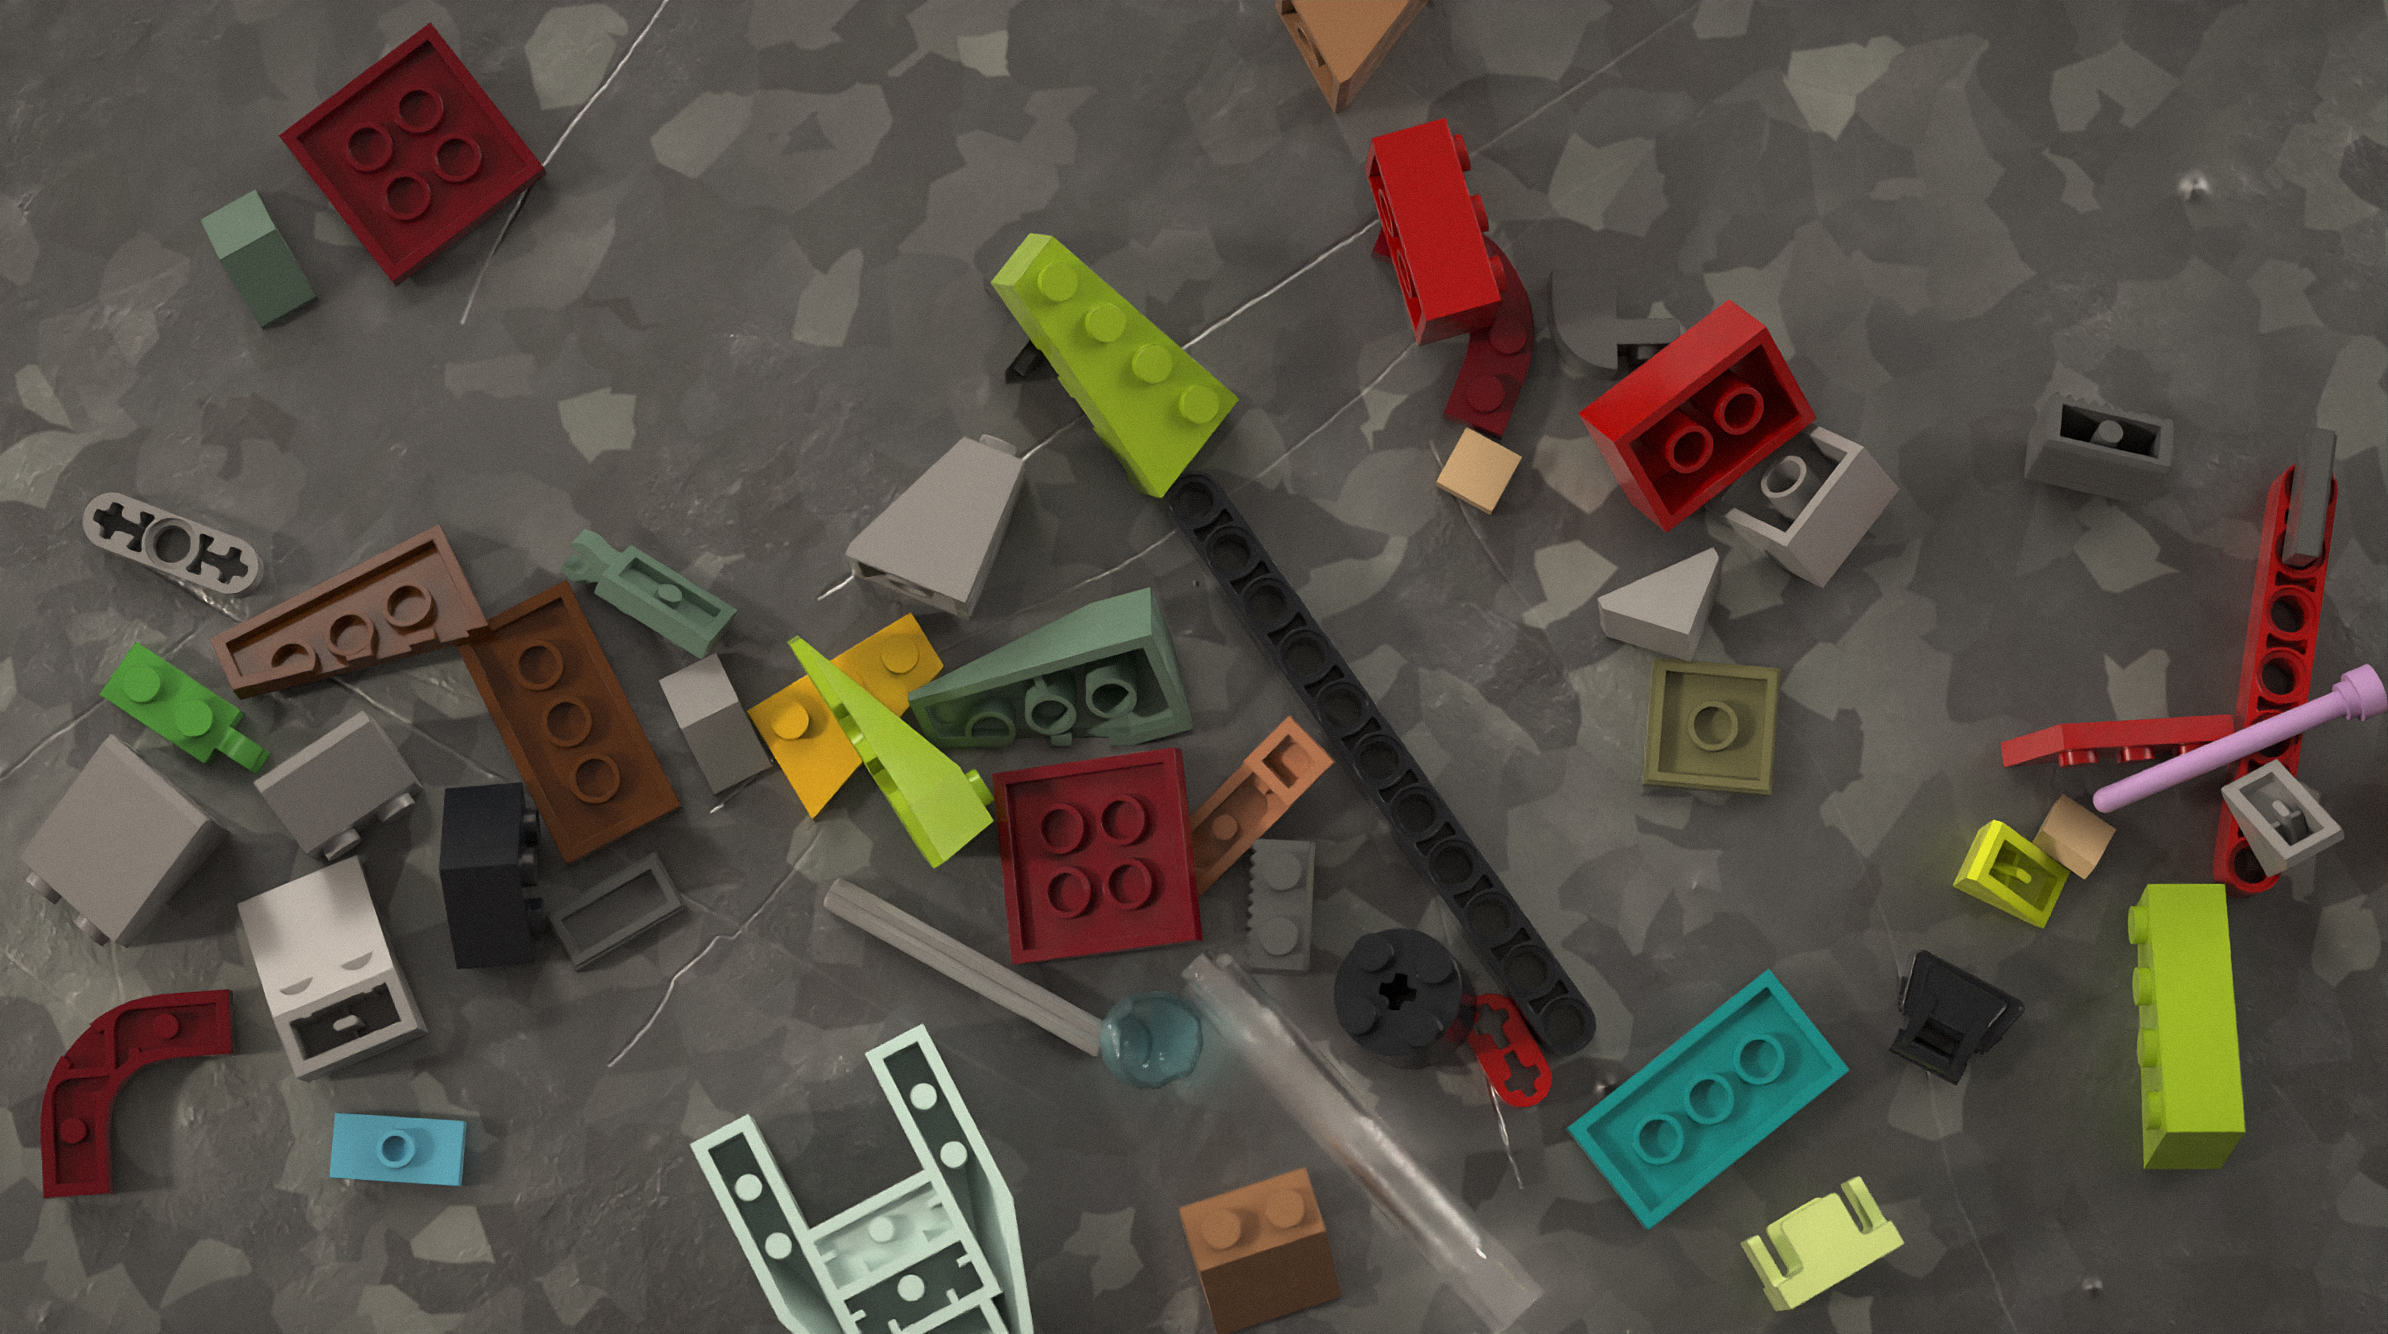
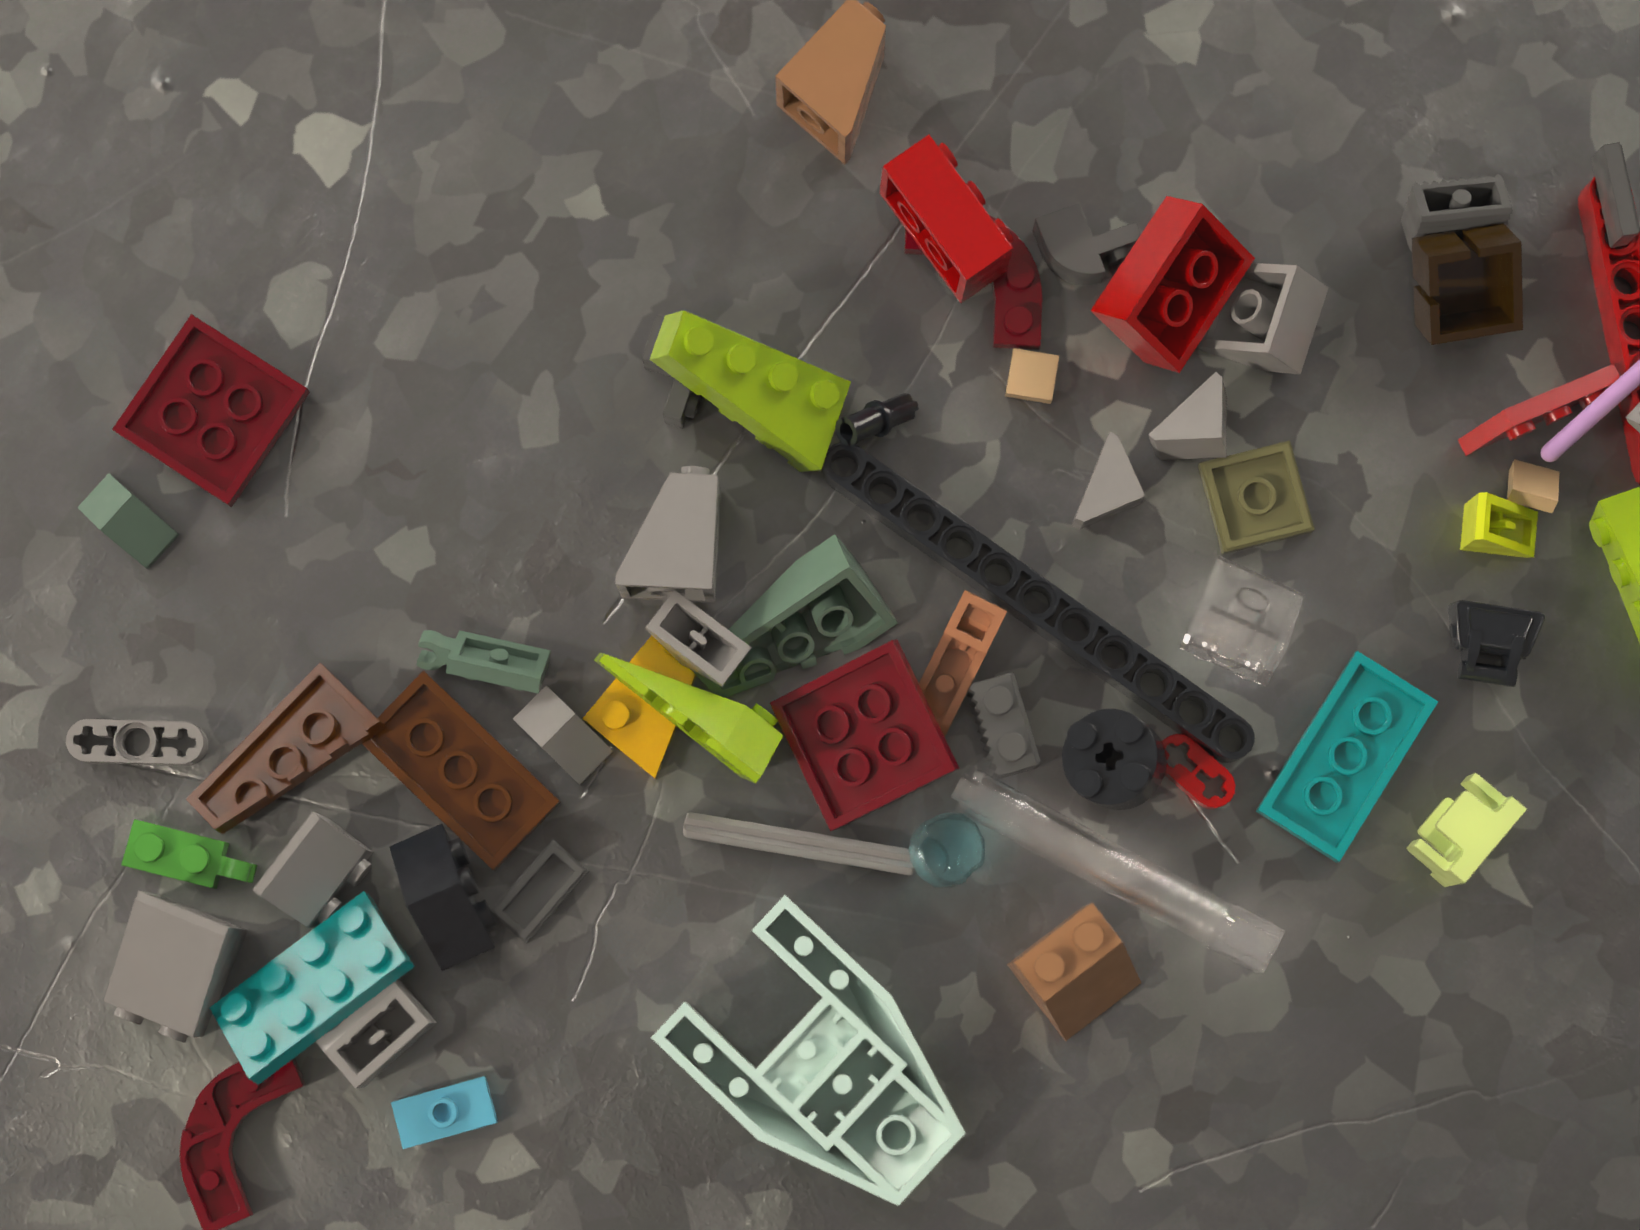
camera: 15 degrees left, 0 degrees up
(285, 932) = (311, 987): none -> teal plate
(926, 660) = (697, 639): none -> light grey slope
(1256, 458) = (876, 419): none -> black axle
(1526, 649) = (1111, 486): none -> light grey slope
(1635, 879) = (1242, 621): none -> clear slope
(2078, 546) = (1468, 284): none -> dark brown piece

